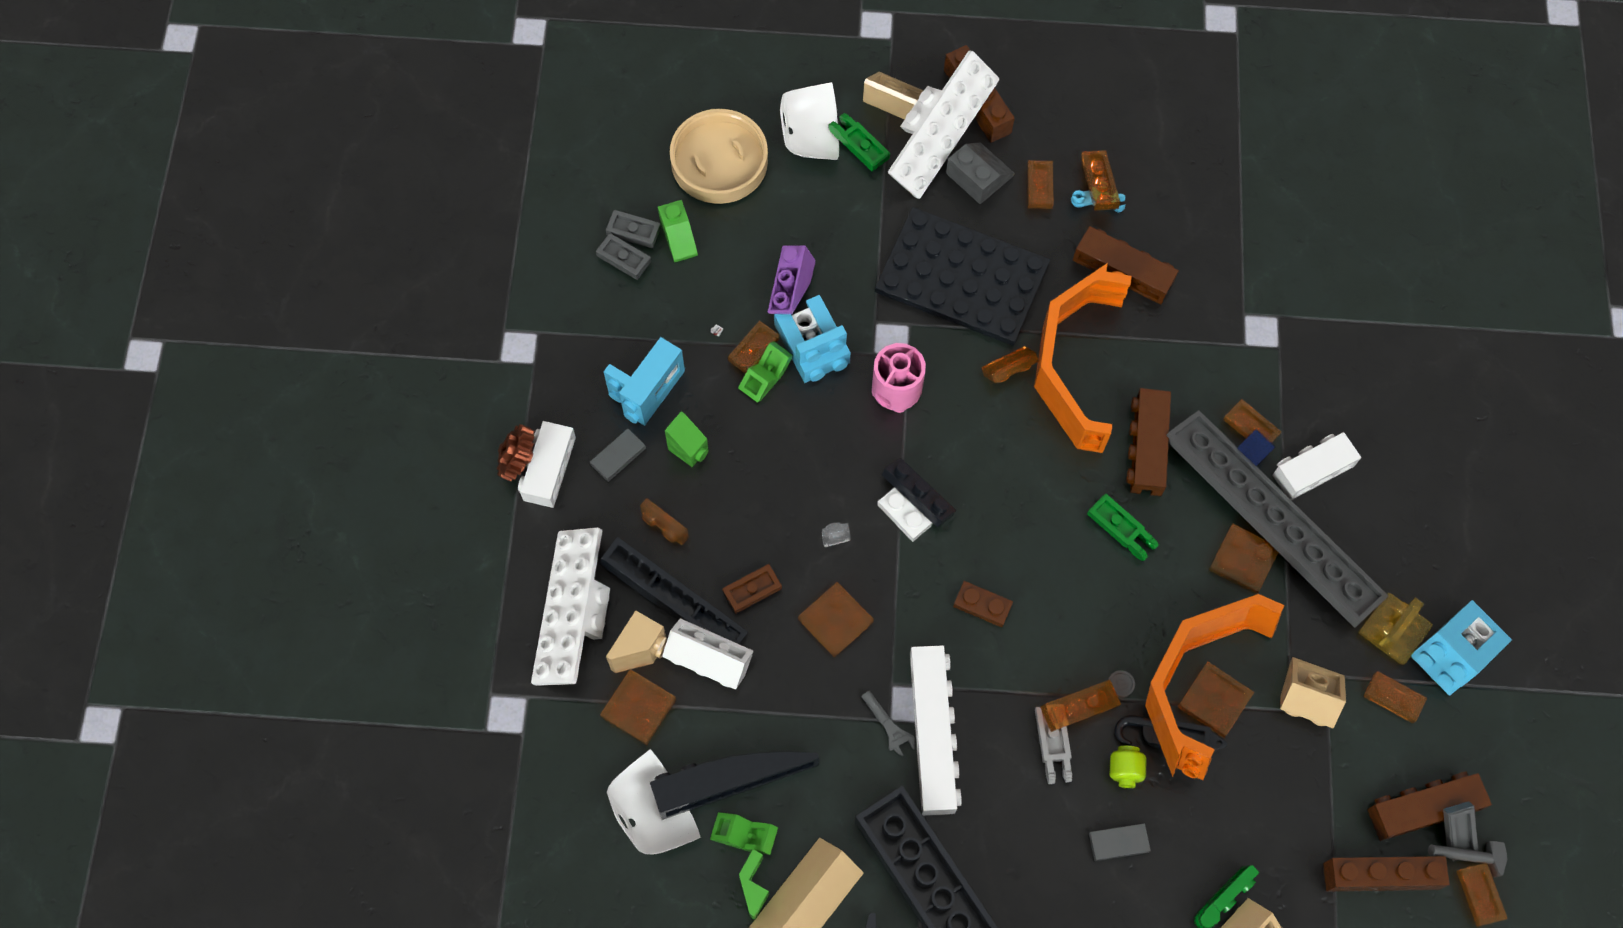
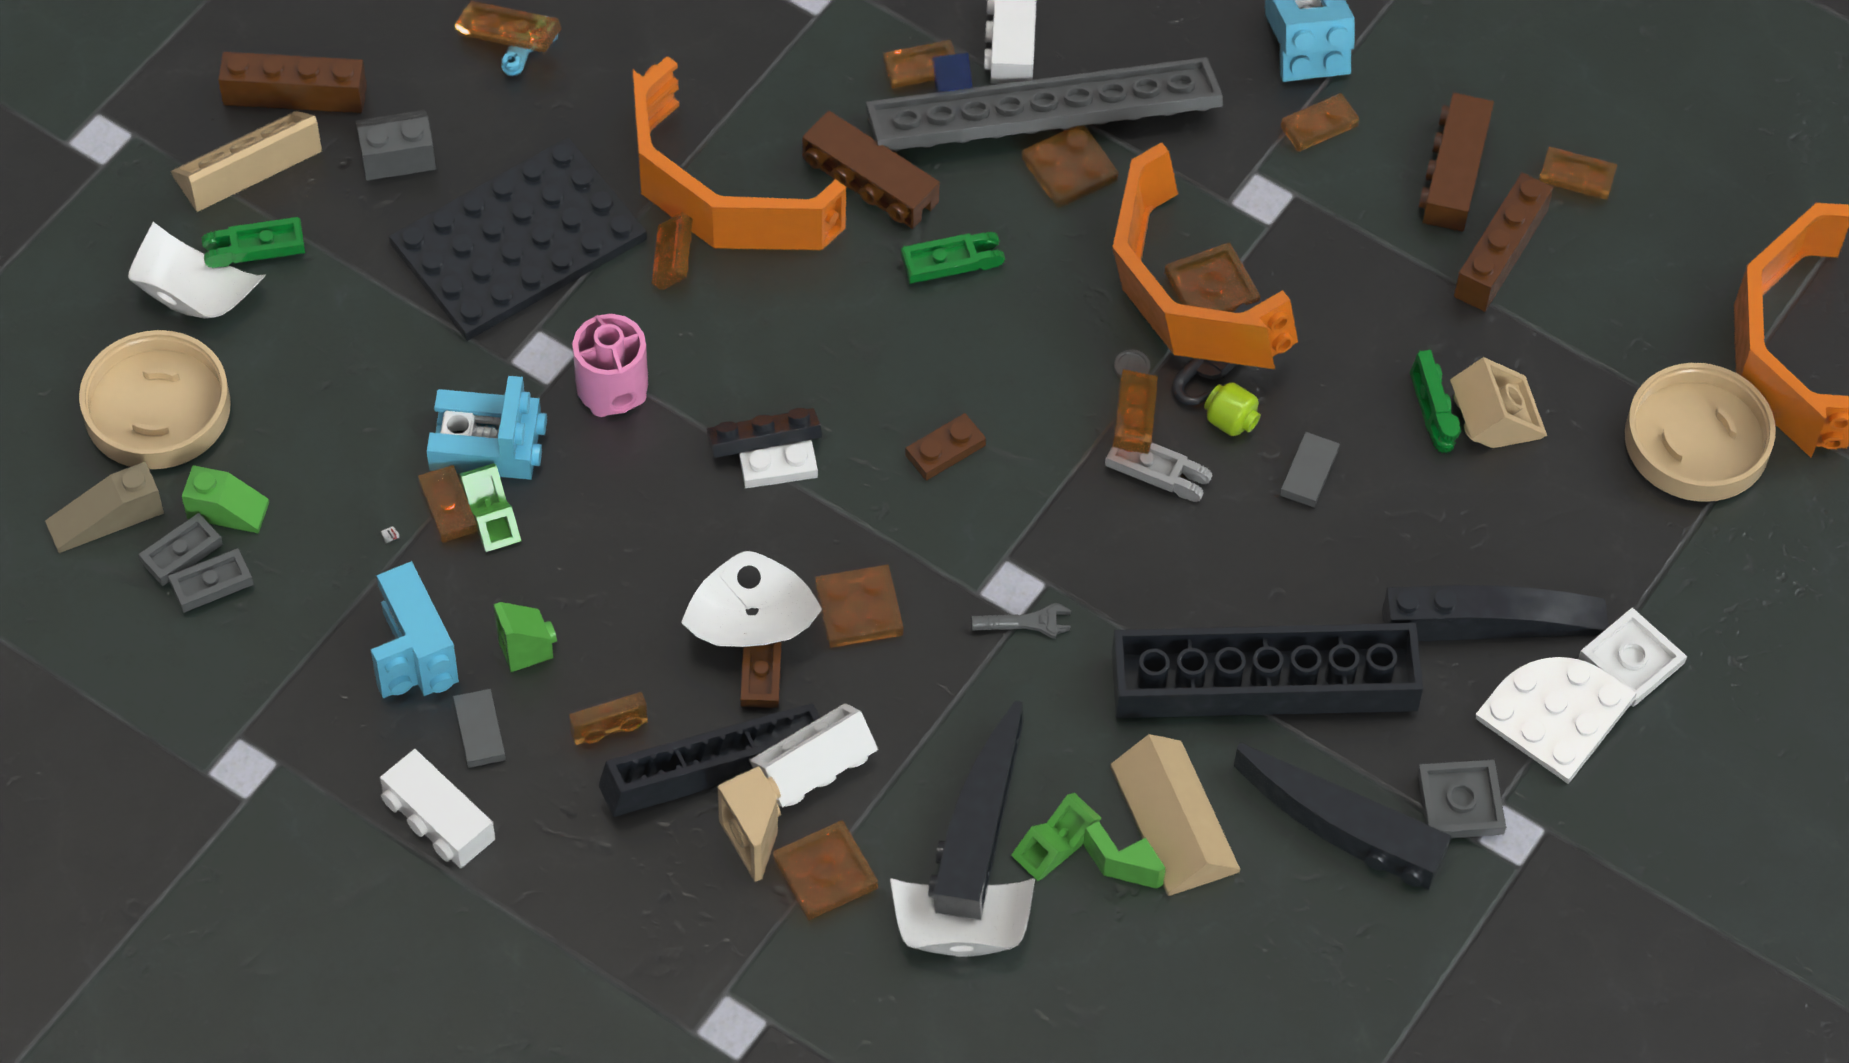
camera: 60 degrees left, 10 degrees down
(515, 452) = (401, 829): copper gear -> none
(572, 607) = (646, 878): white bracket -> none
(636, 176) = (106, 508): none -> dark tan slope
(775, 544) = (720, 604): none -> white piece
(791, 279) = (393, 409): medium lavender slope -> none
(835, 534) = (756, 540): clear plate -> none
(933, 730) = (1060, 573): white brick -> none
(940, 122) = (307, 133): white bracket -> none
(1040, 184) = (462, 91): clear orange plate -> none
(1149, 276) = (608, 75): reddish brown brick -> none
(1313, 693) = (1268, 190): tan slope -> none
(1396, 627) = (1247, 71): clear yellow bracket -> none
(1461, 826) = (1502, 146): dark grey tile -> none
(1494, 856) = (1543, 137): dark grey piece -> none

